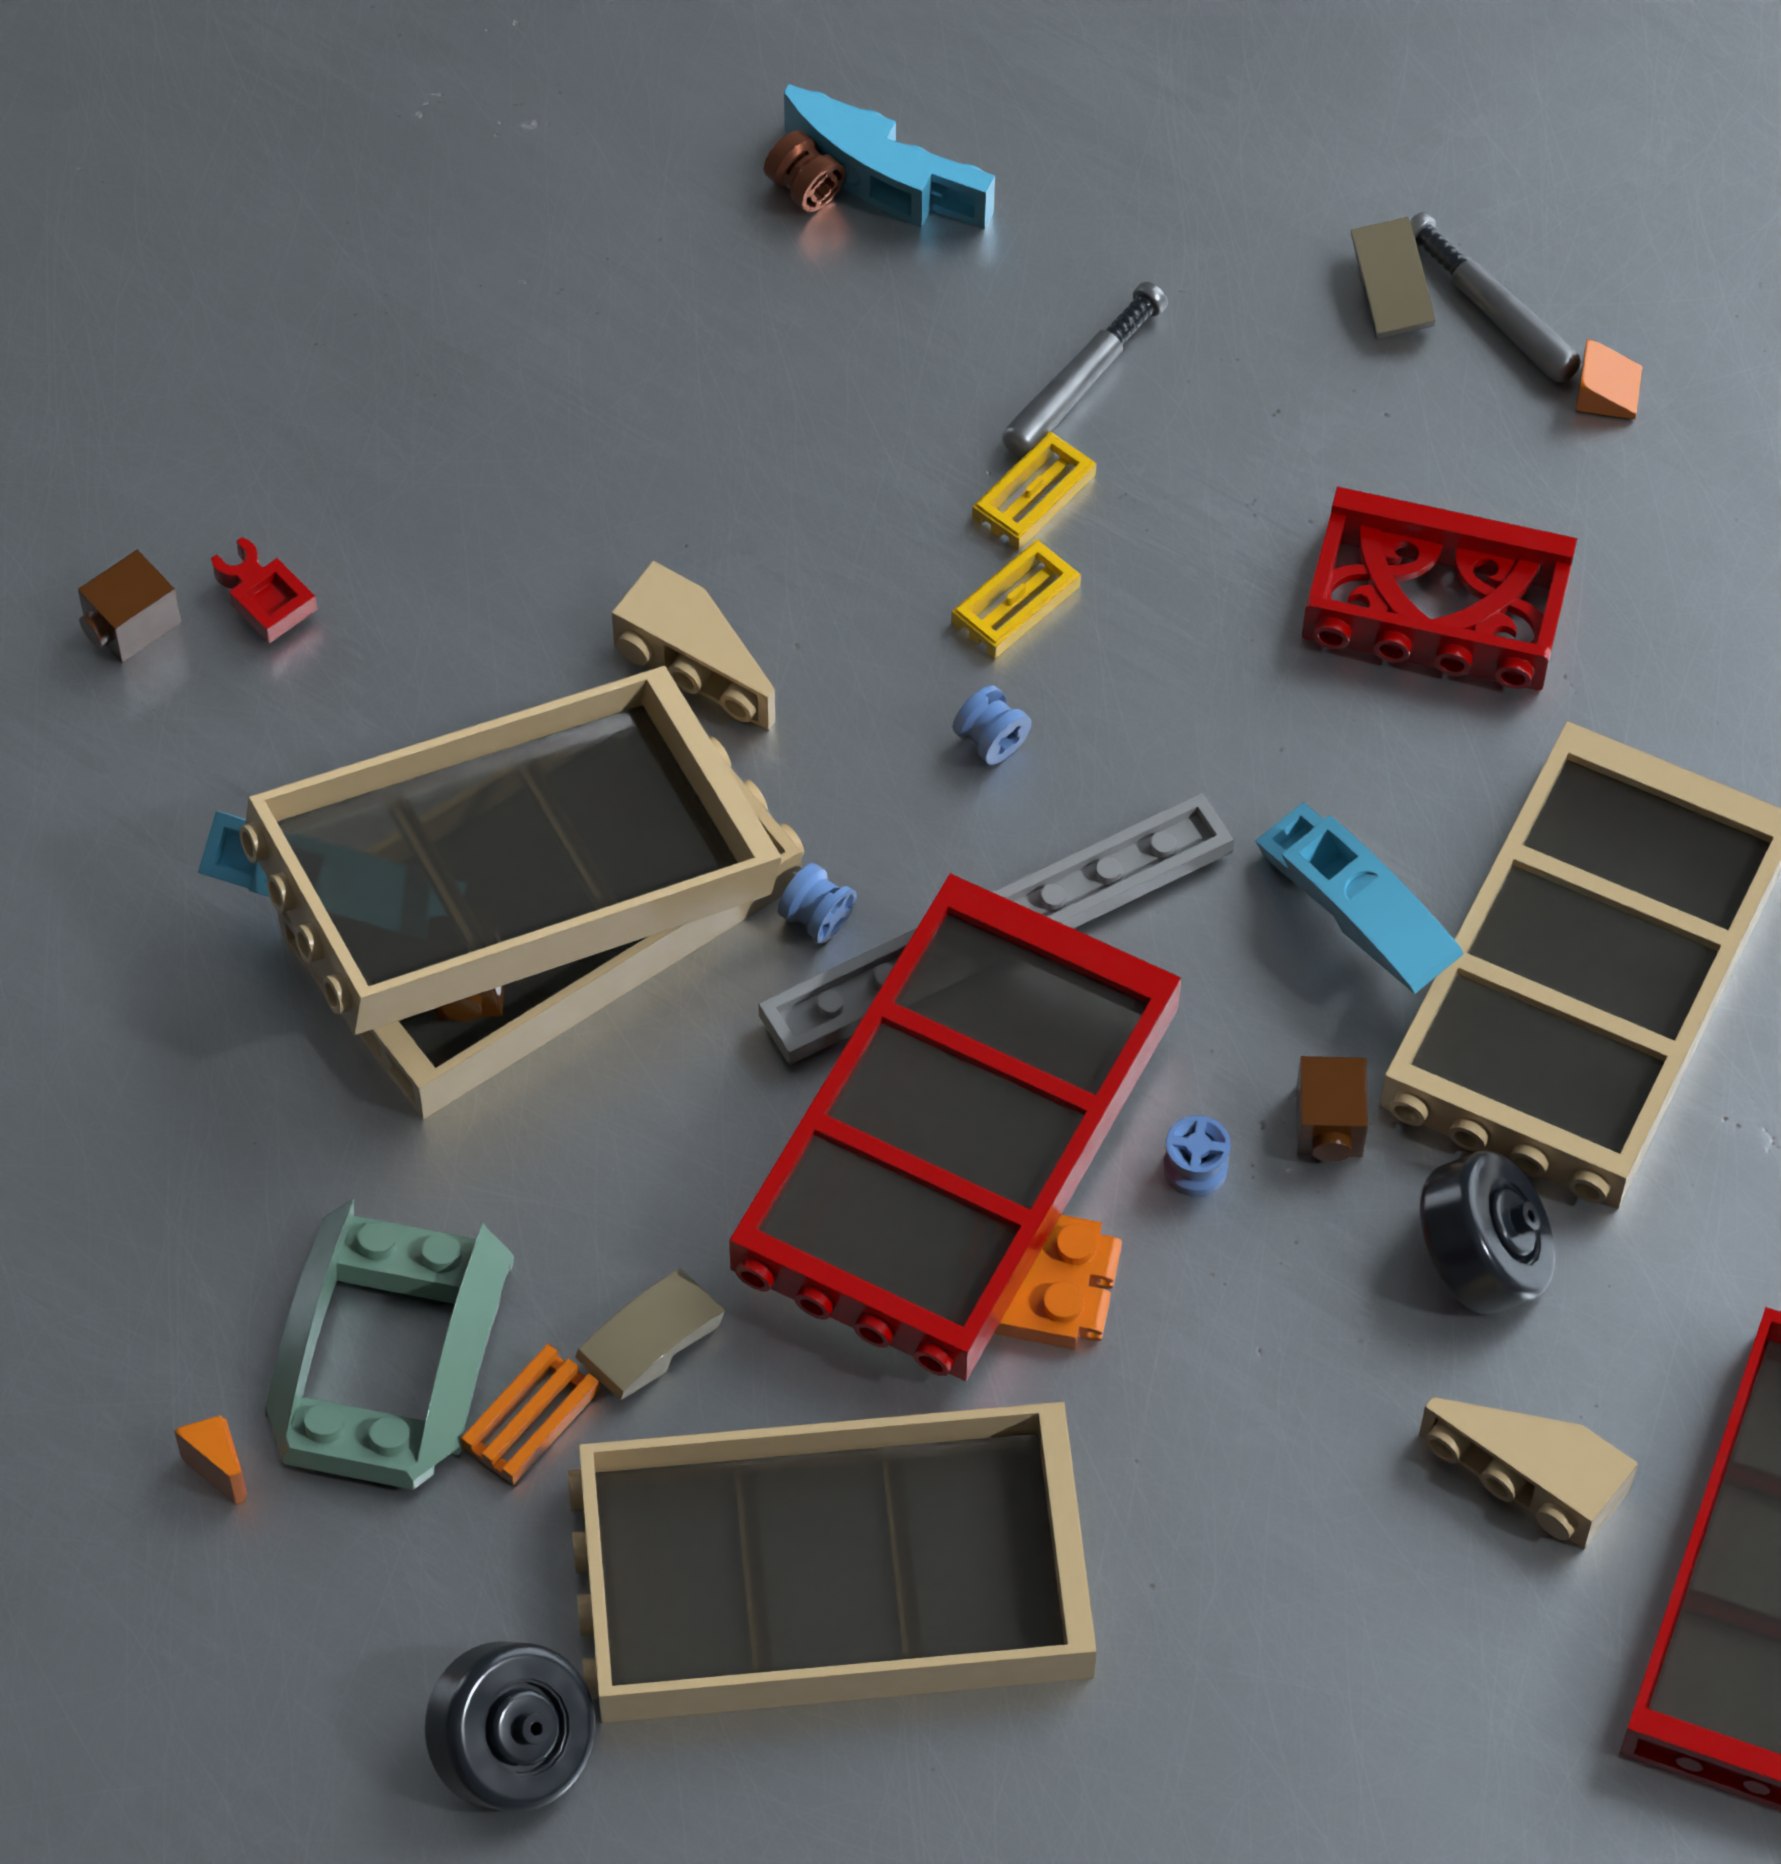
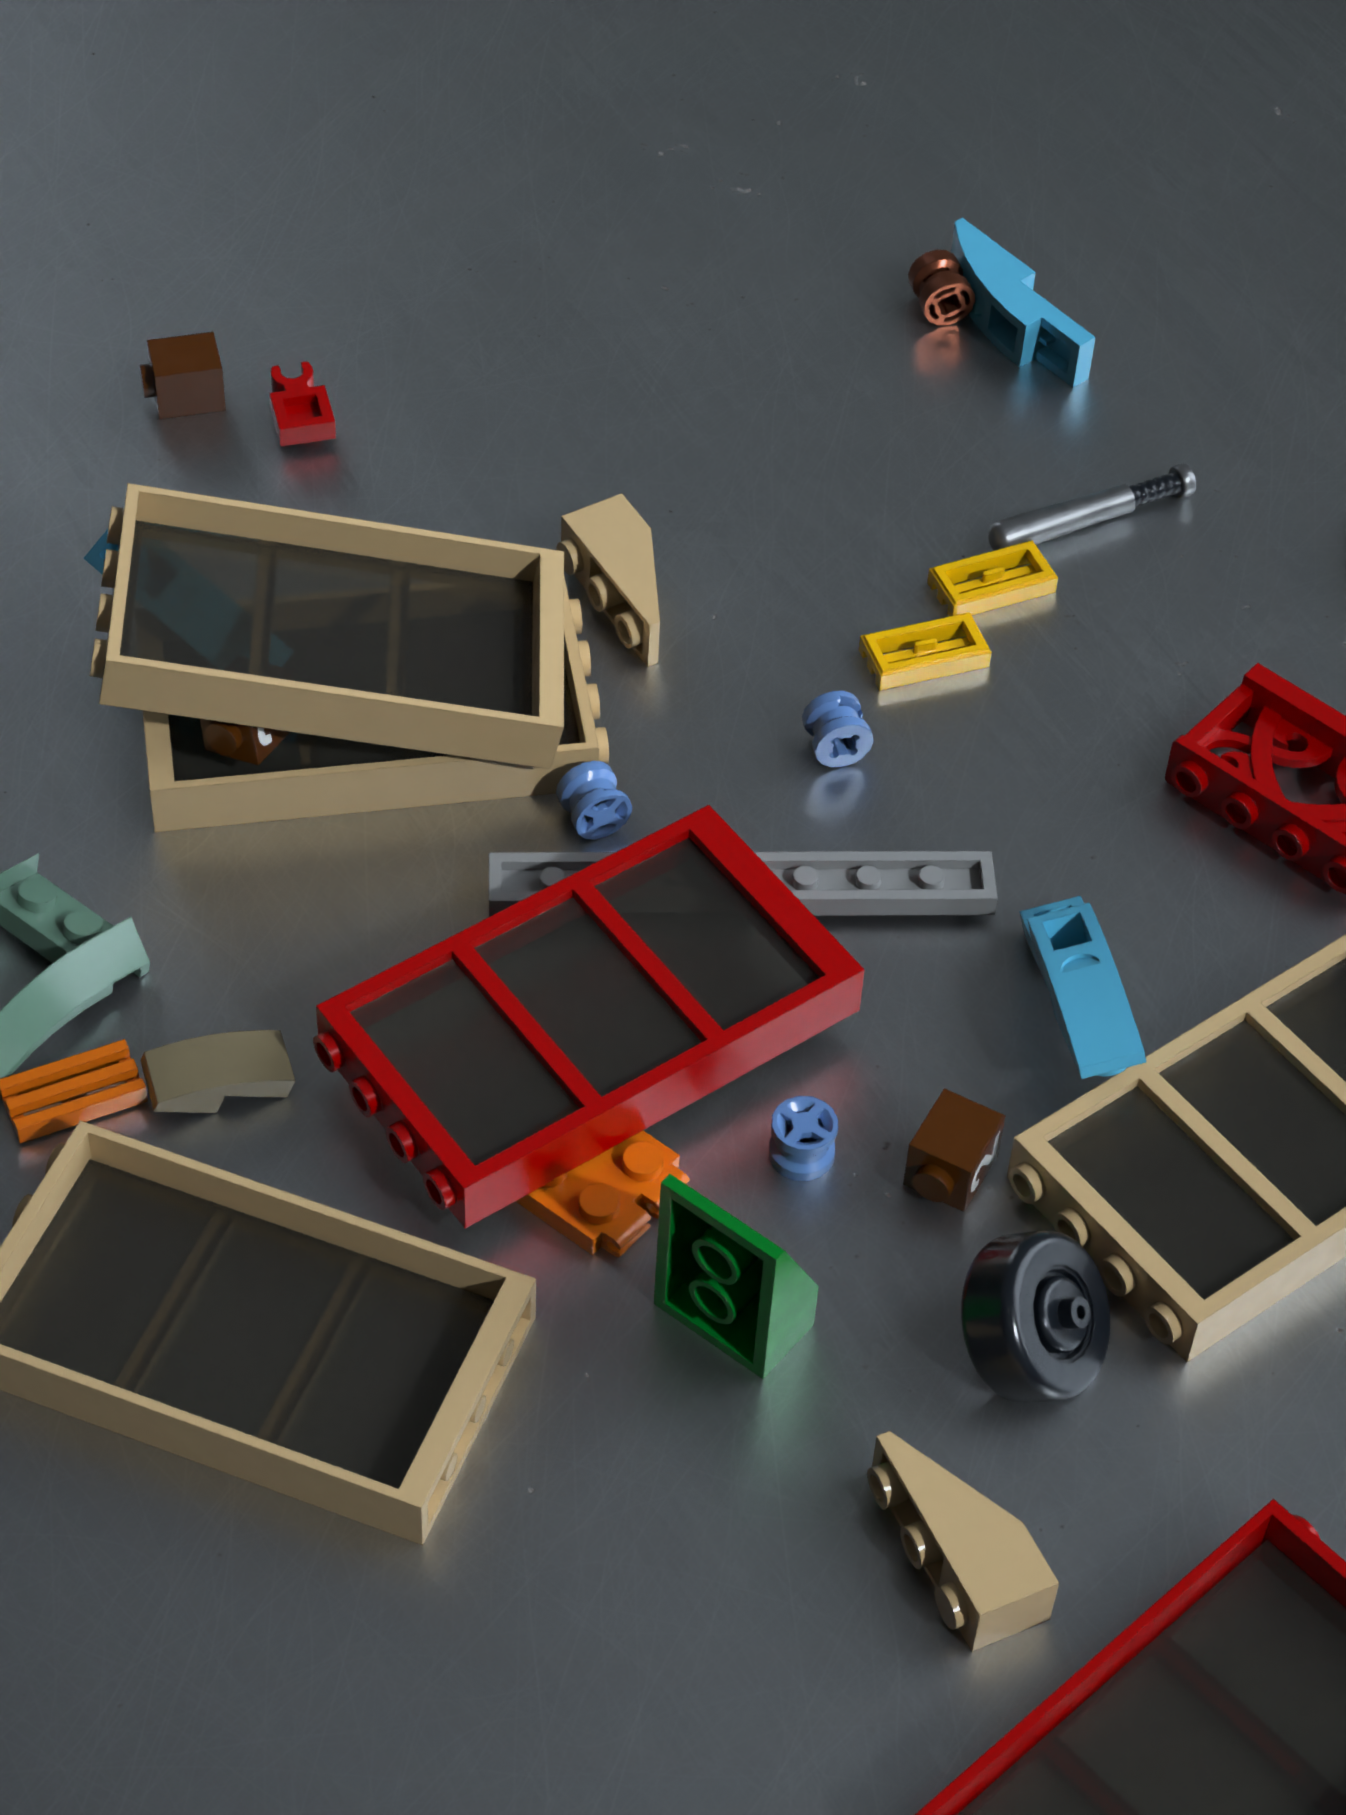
camera: 25 degrees right, 10 degrees down
(1226, 1329) = (729, 1281): none -> green slope

